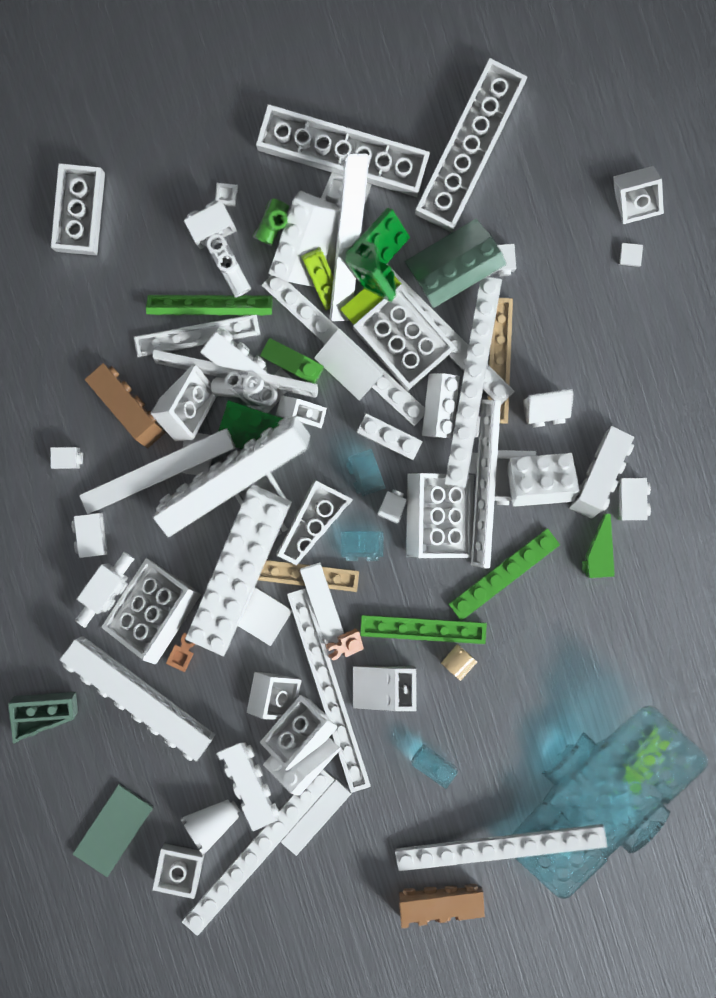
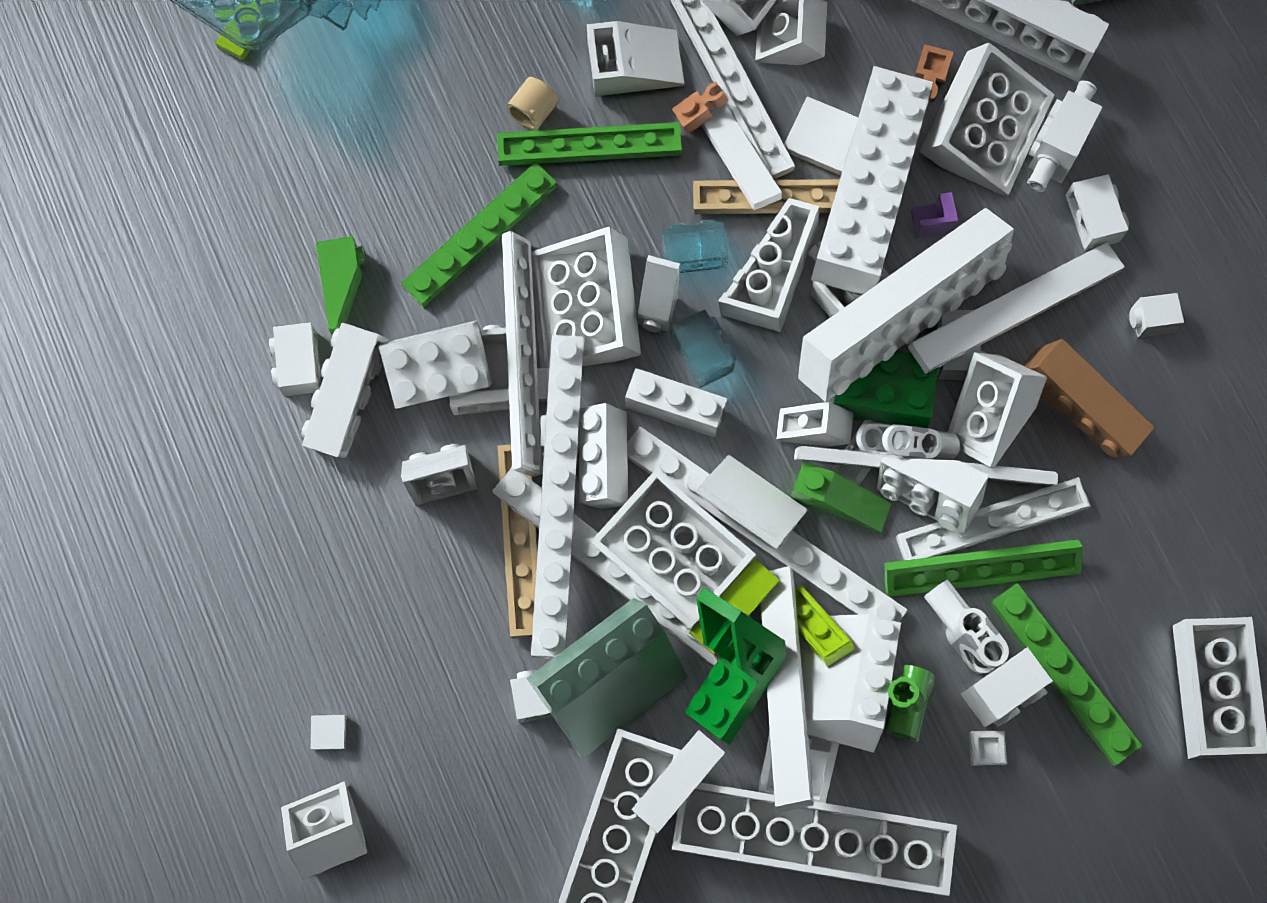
camera: 170 degrees right, 15 degrees down
(170, 234) = (1067, 675): none -> bright green plate
(199, 547) = (935, 218): none -> medium lavender panel
(421, 190) = (678, 781): none -> white tile

